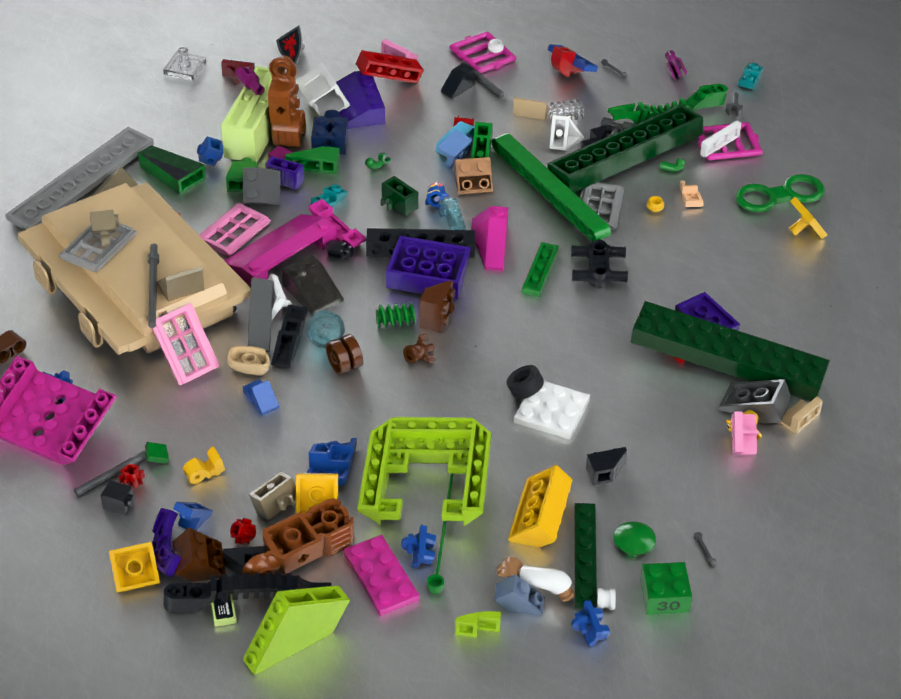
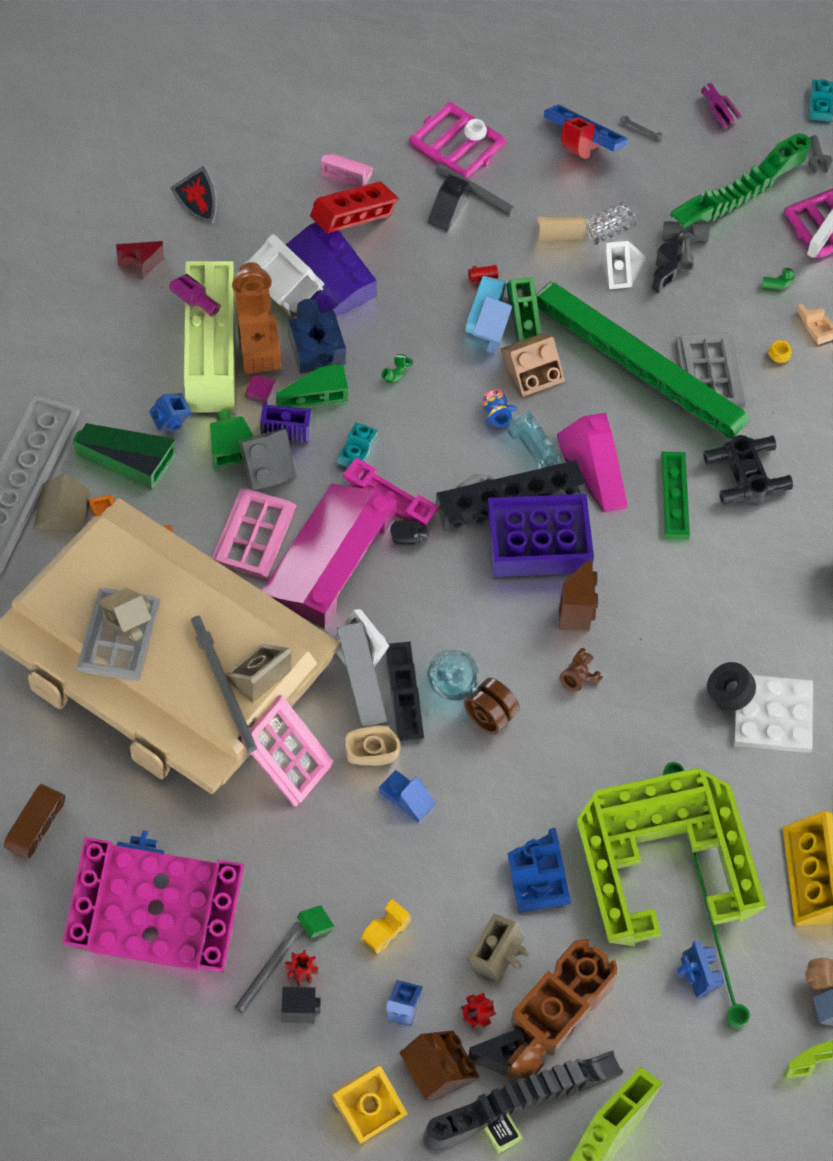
camera: 20 degrees left, 15 degrees up
(164, 555) = (381, 1052): dark purple tile -> none
(184, 65) = (59, 261): clear tile -> none
(311, 285) = (398, 602): clear smoke slope -> none
(314, 489) = (548, 931): yellow tile -> none
(381, 575) = (666, 1020): dark pink plate -> none
(395, 314) = (527, 620): green piece -> none
(399, 196) = (453, 425): dark green brick -> none
(627, 148) = (716, 270): dark green brick -> none

